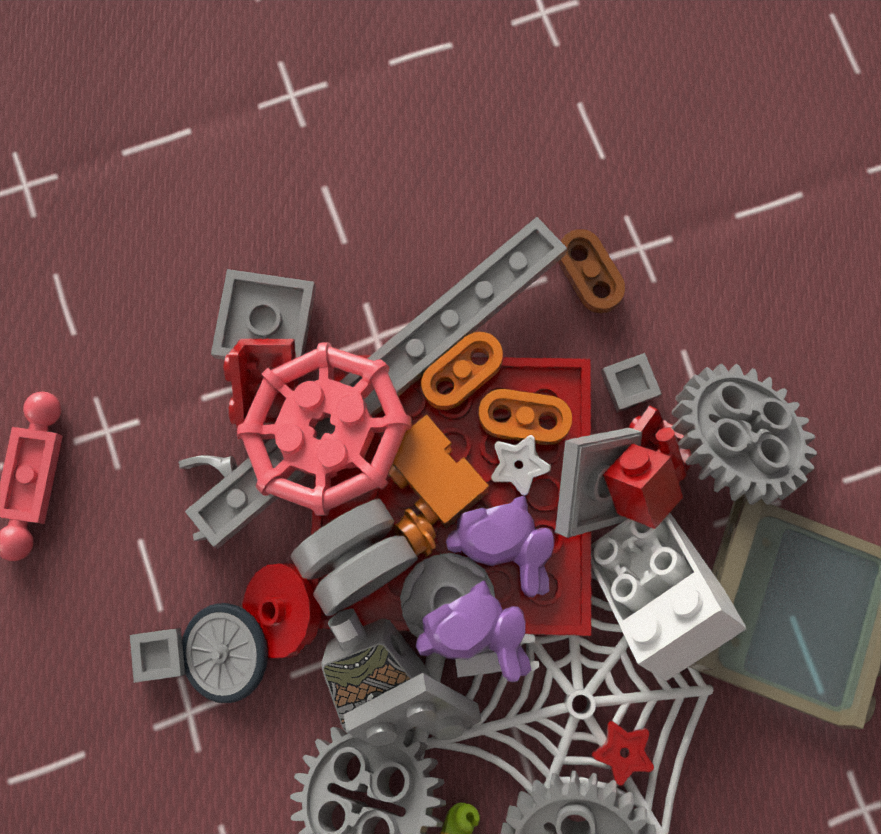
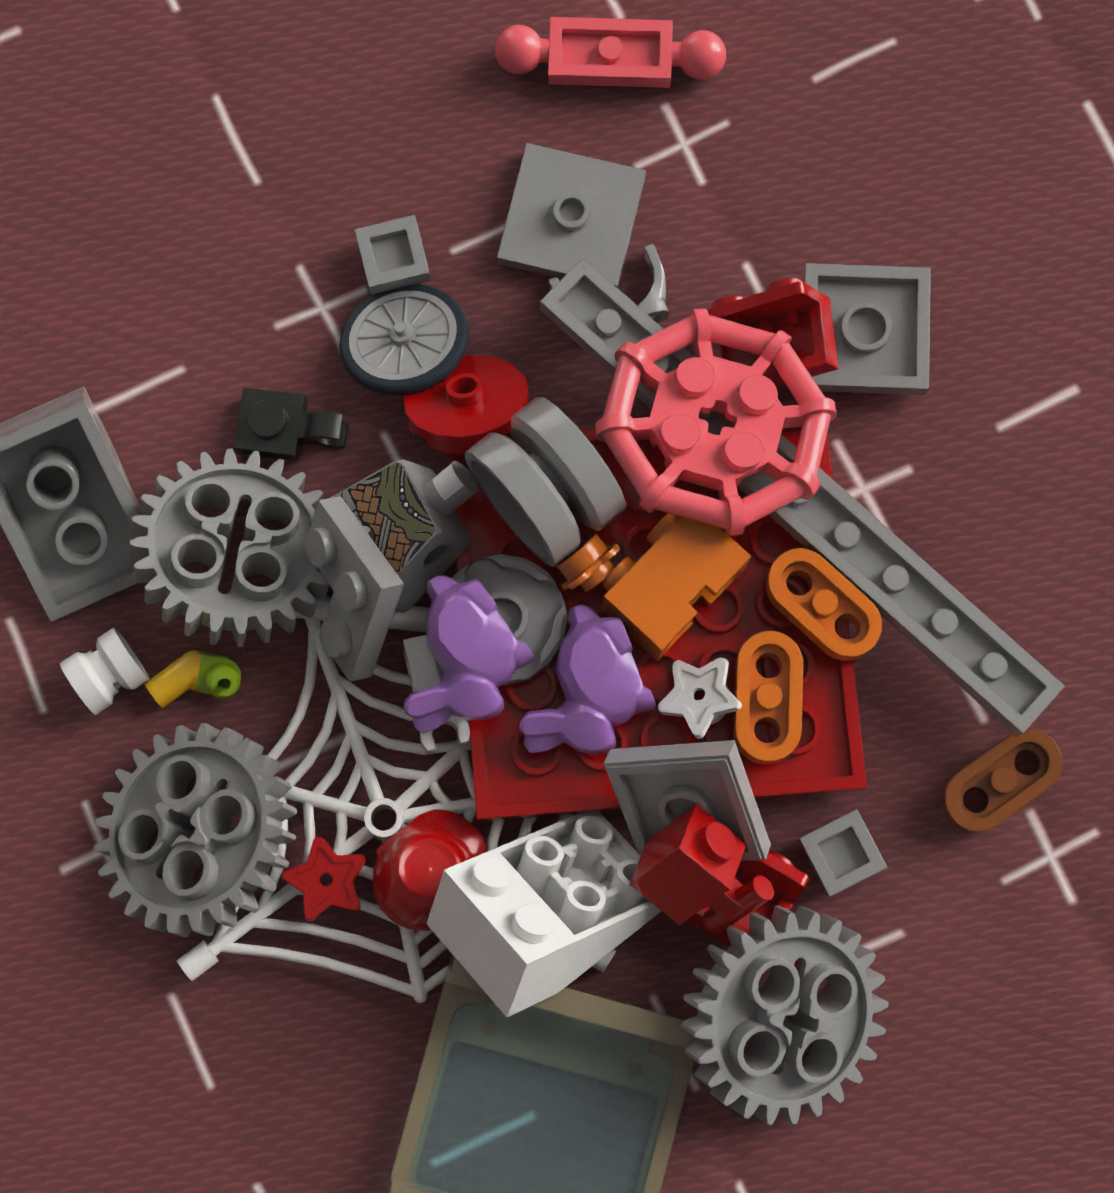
camera: 85 degrees right, 0 degrees up
(147, 519) = (570, 211): none -> light grey plate
(275, 754) = (279, 424): none -> pearl dark grey plate
(616, 678) = (414, 861): none -> red hat

